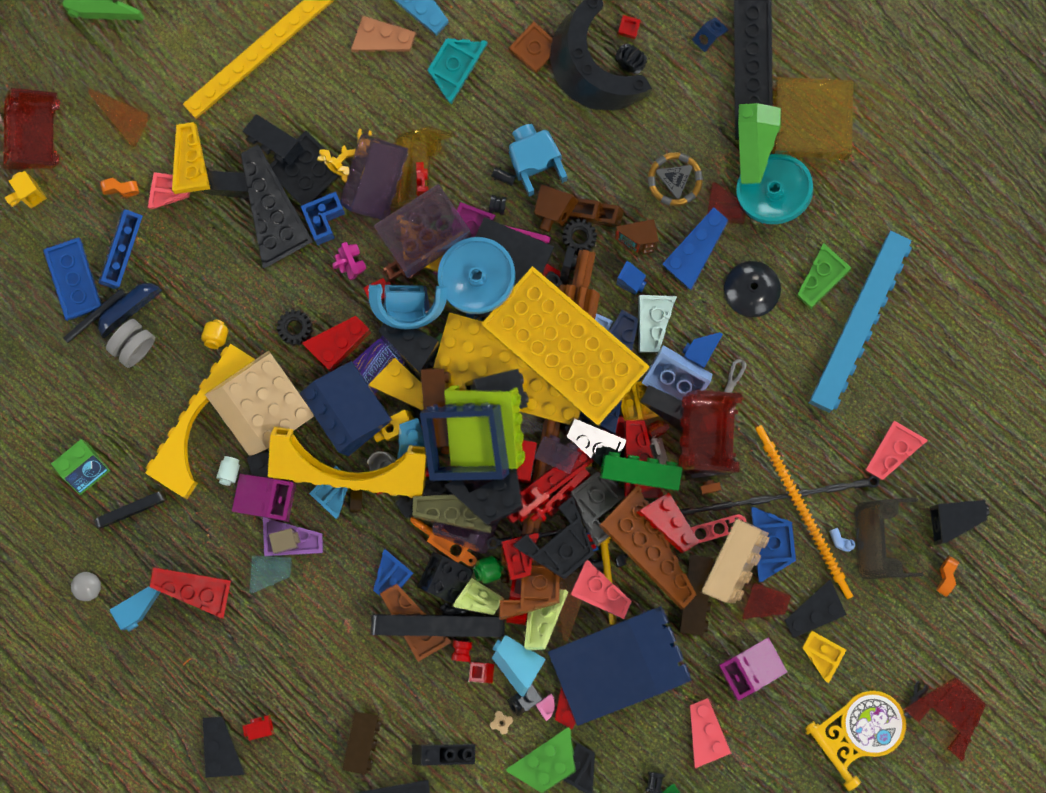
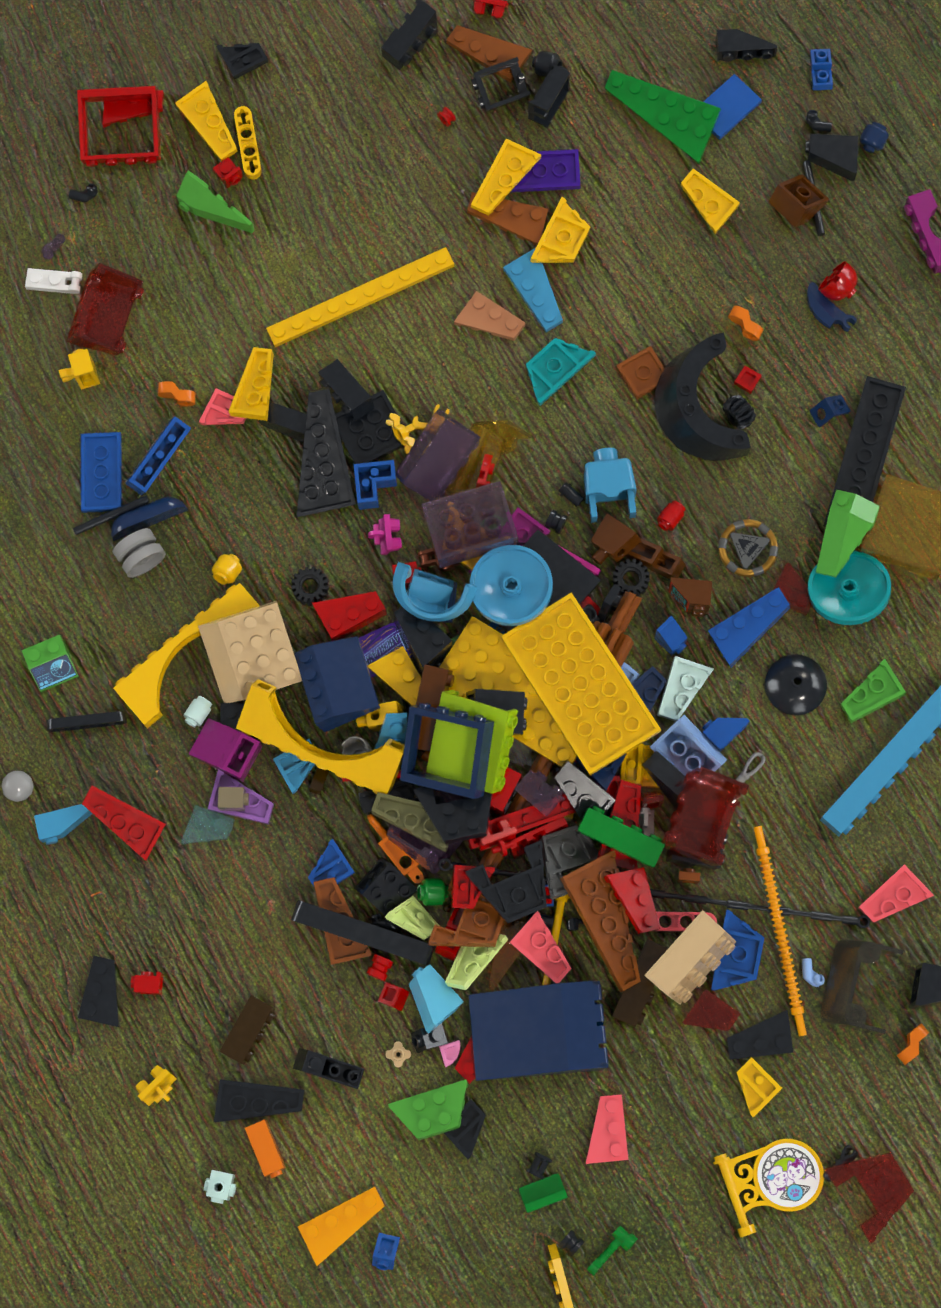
camera: 20 degrees right, 5 degrees down
(125, 117) = (205, 327): clear orange wing -> none
(598, 170) = (671, 516): none -> red brick
(752, 669) = (676, 1077): slope -> none

